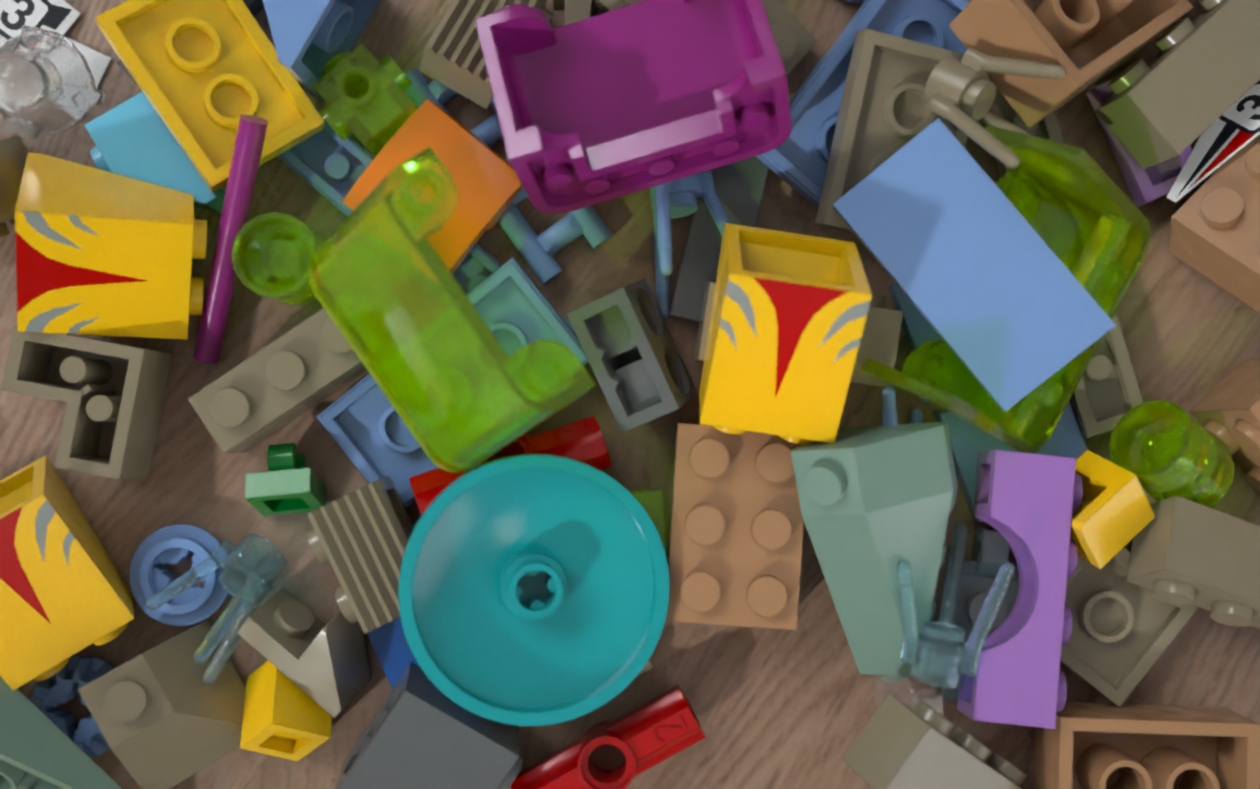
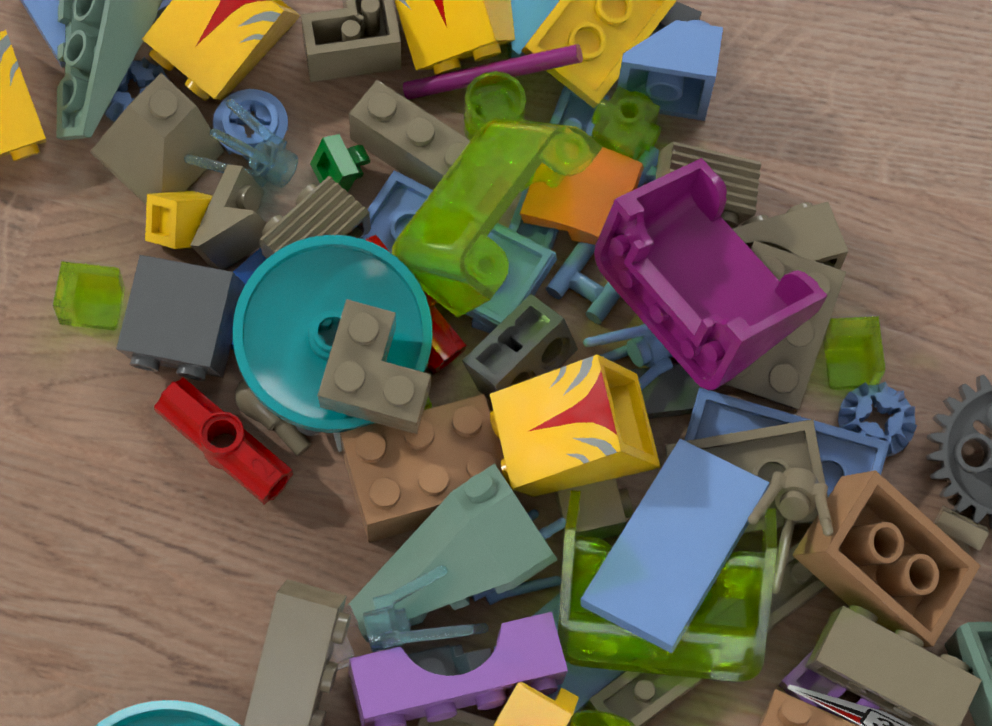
camera: 65 degrees right, 20 degrees down
(625, 586) = (362, 381): none -> dark tan brick

